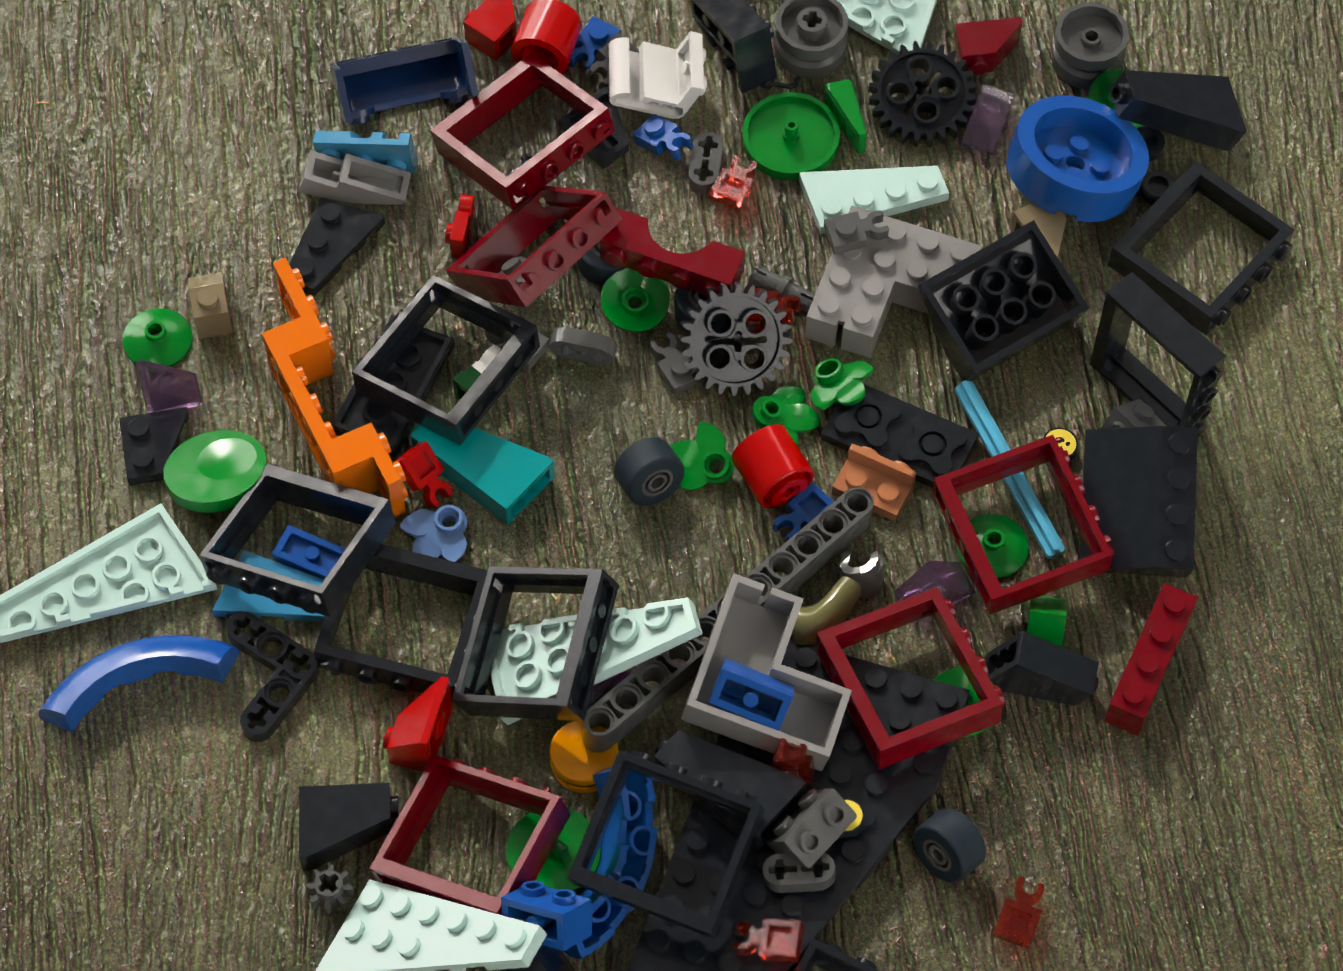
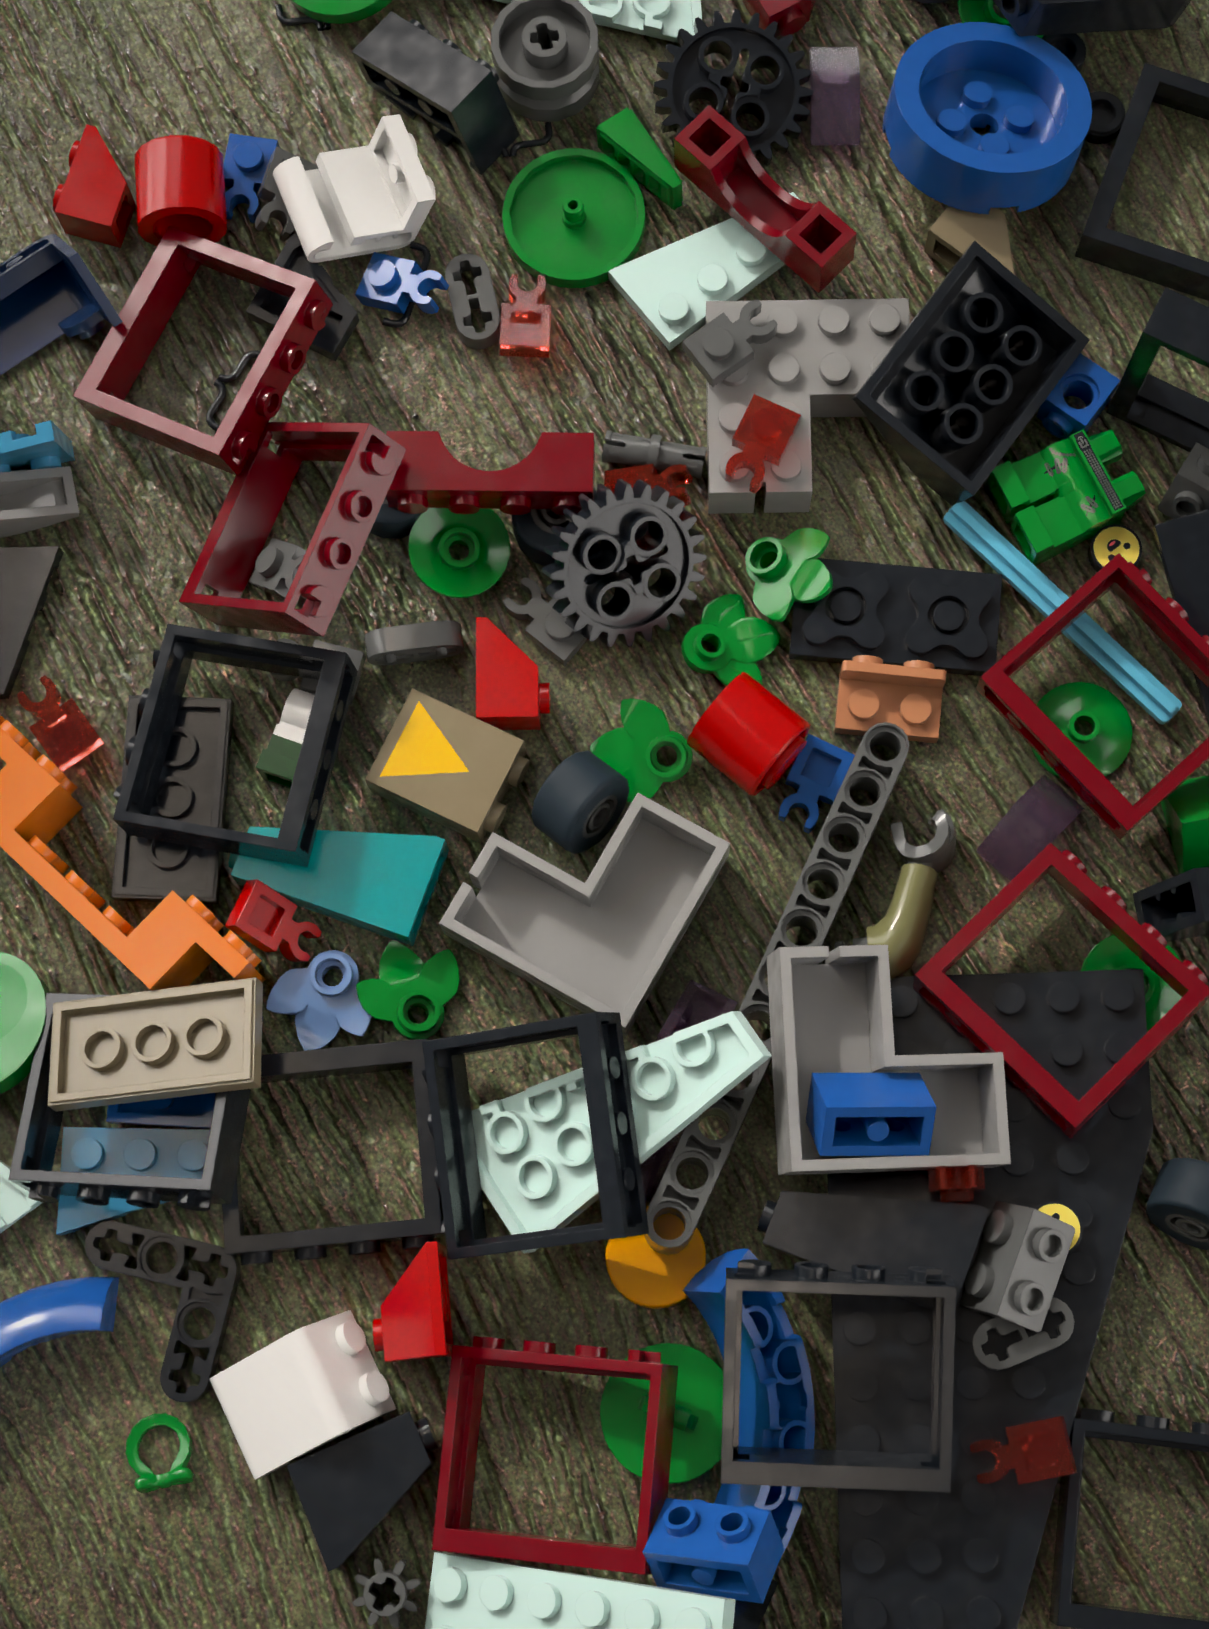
camera: 15 degrees left, 15 degrees up
(229, 776) = (178, 1473): none -> green piece
(323, 507) = (156, 1044): none -> tile
(325, 749) = (302, 1392): none -> white piece
(341, 319) = (62, 729): none -> clear red plate
(459, 232) = (173, 534): red plate -> none
(495, 544) = (407, 984): none -> green plate
(573, 424) = (448, 766): none -> dark tan brick
(631, 389) = (507, 682): none -> red slope
(636, 548) = (596, 939): none -> light grey piece
(665, 152) = (424, 265): none -> black piece
(851, 291) = (762, 436): none -> clear red plate
(896, 134) = (797, 232): none -> dark red arch
(1038, 398) = (1063, 494): none -> green hips
(1075, 334) = (1084, 381): none -> blue brick

